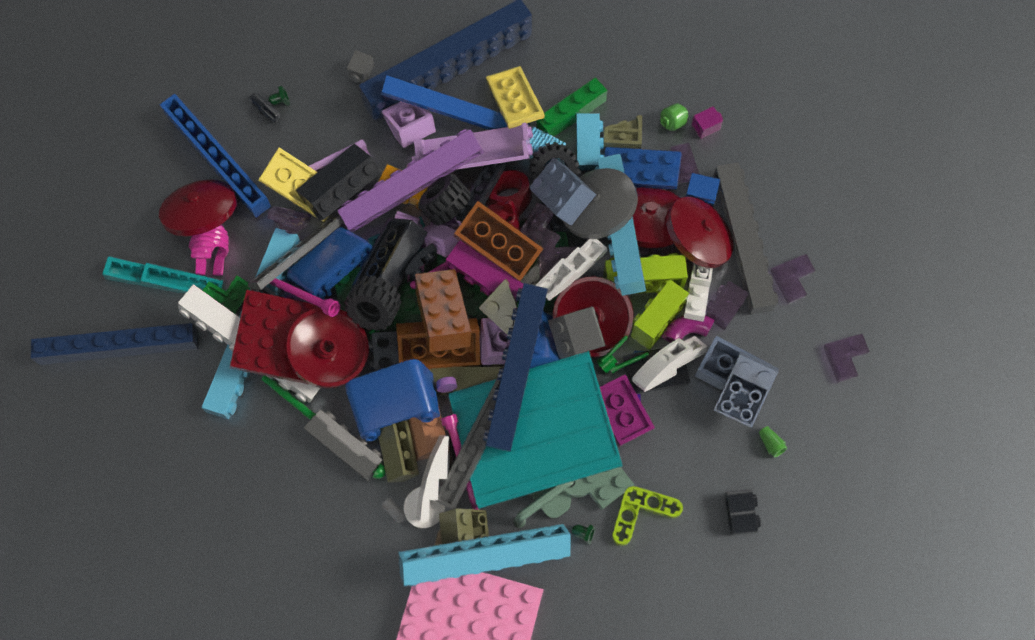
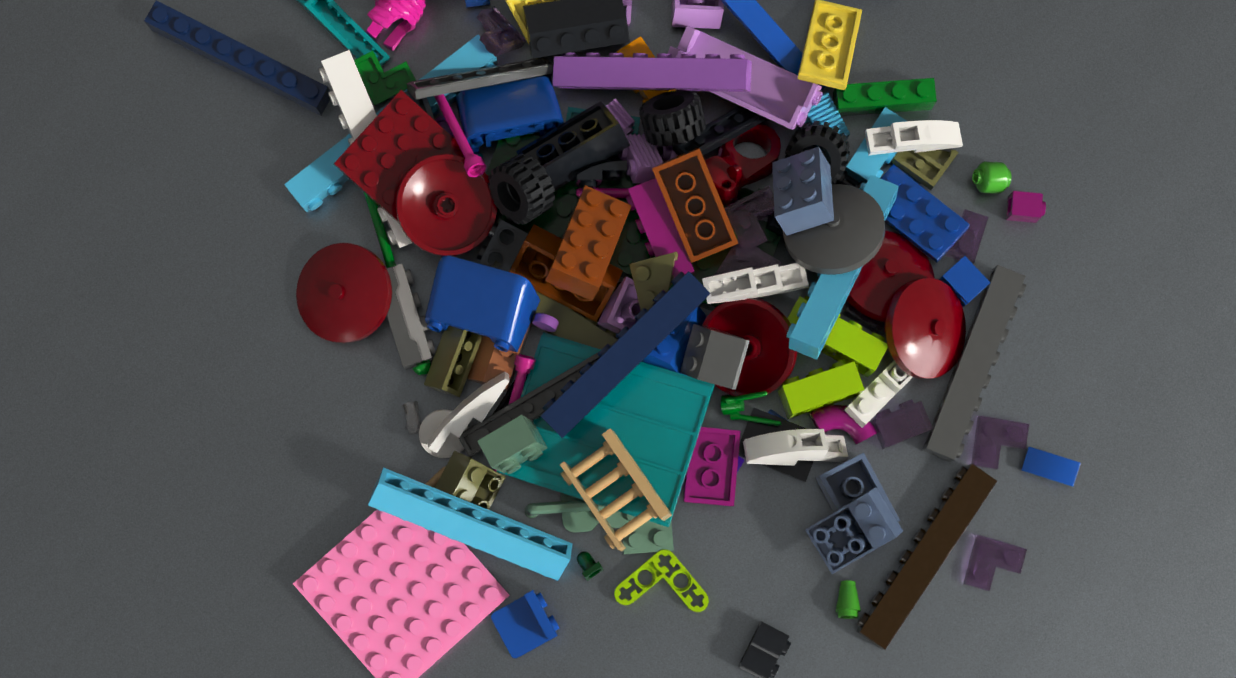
camera: 30 degrees right, 10 degrees up
(291, 455) = (344, 293): none -> dark red dish
(479, 478) = (513, 445): none -> sand green brick
(567, 601) = (525, 624): none -> blue bracket
(586, 448) = (640, 488): none -> tan fence
(606, 119) = (913, 135): none -> white slope
(802, 380) = (926, 556): none -> dark brown brick
(839, 271) = (1051, 466): none -> blue slope

